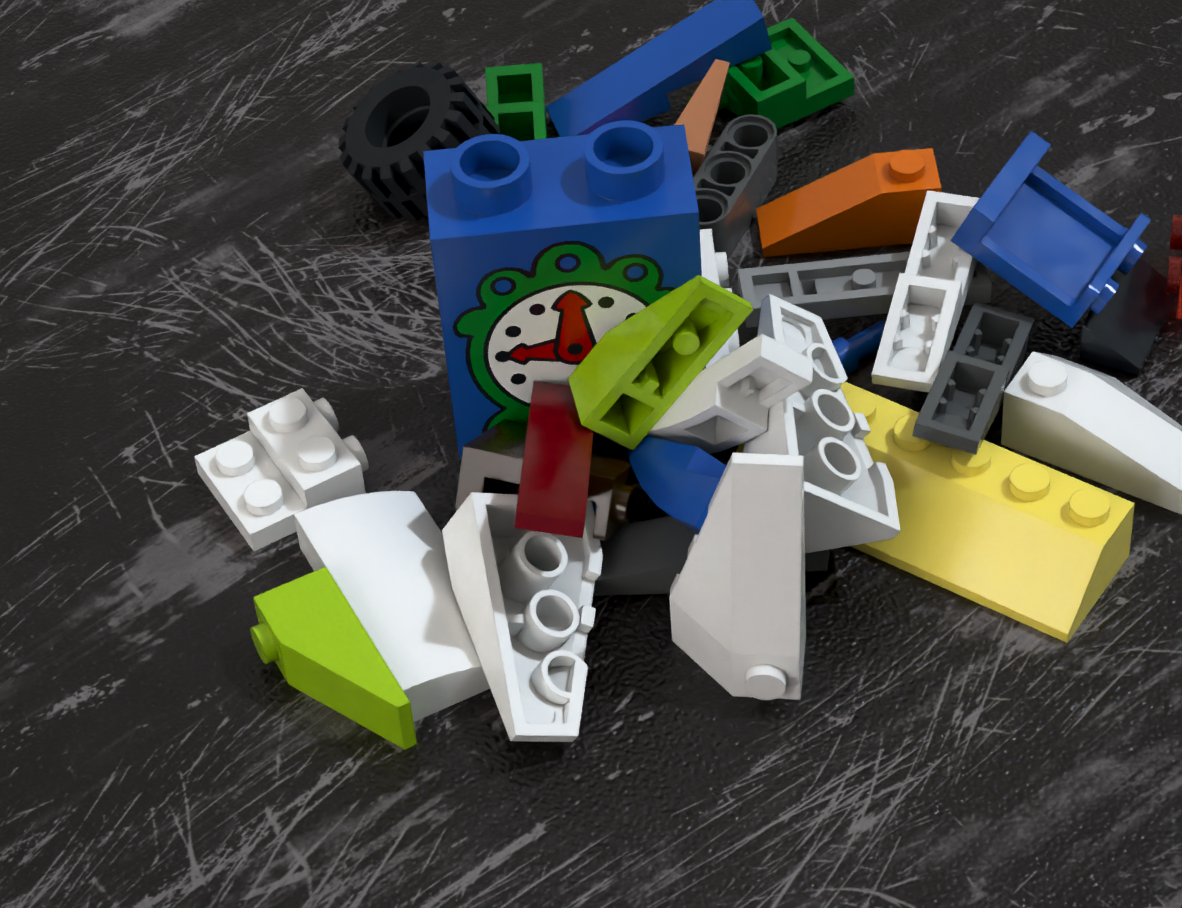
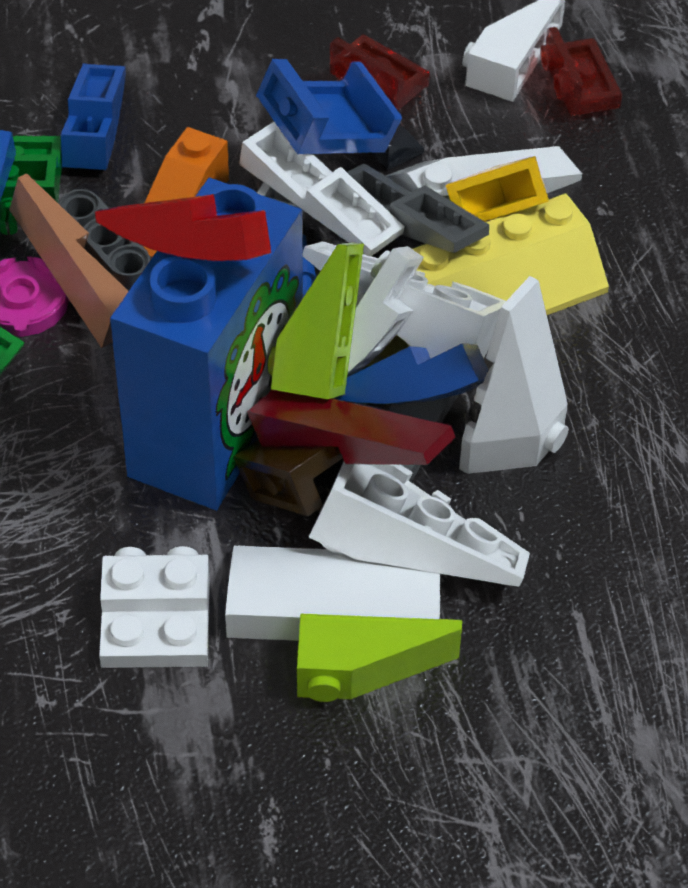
camera: 65 degrees left, 5 degrees up
(552, 130) = (190, 229): none -> red slope
(914, 86) = (92, 117): none -> blue slope
(1059, 434) = (500, 189): none -> yellow slope

